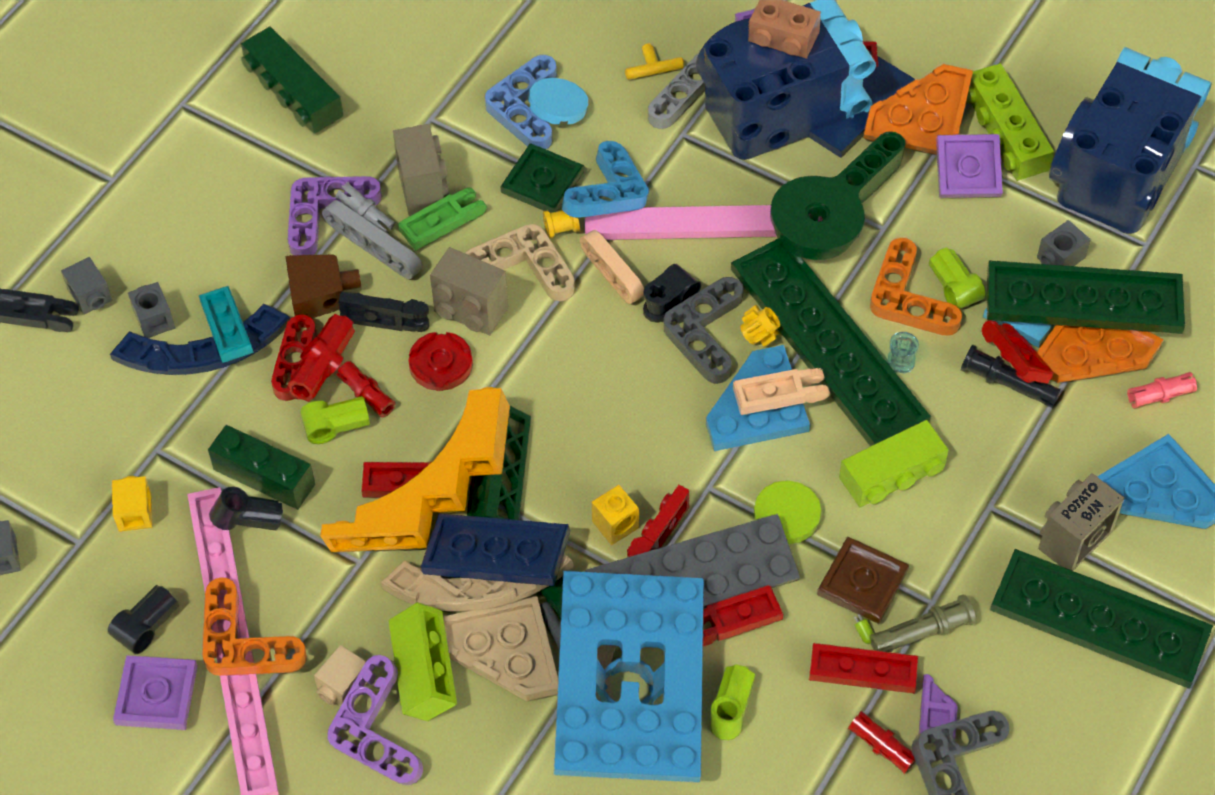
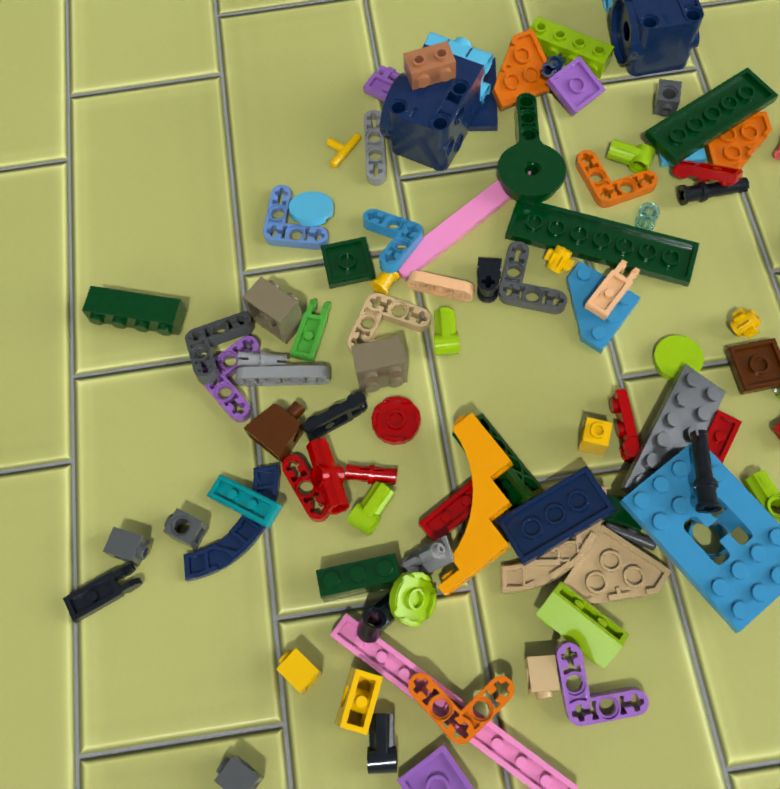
camera: 35 degrees left, 10 degrees up
(157, 563) = (358, 701): none -> yellow brick
(290, 519) = (412, 598): none -> lime tile
(337, 152) = (205, 343): none -> dark grey beam
(338, 495) = (429, 557): none -> light grey hinge
(566, 319) = (445, 337): none -> lime piece
(655, 612) = (705, 483): none -> black pin
(893, 464) = (708, 286): lime brick -> none
(893, 527) = (745, 322): none -> yellow gear
(960, 125) = (553, 65): none -> dark blue axle

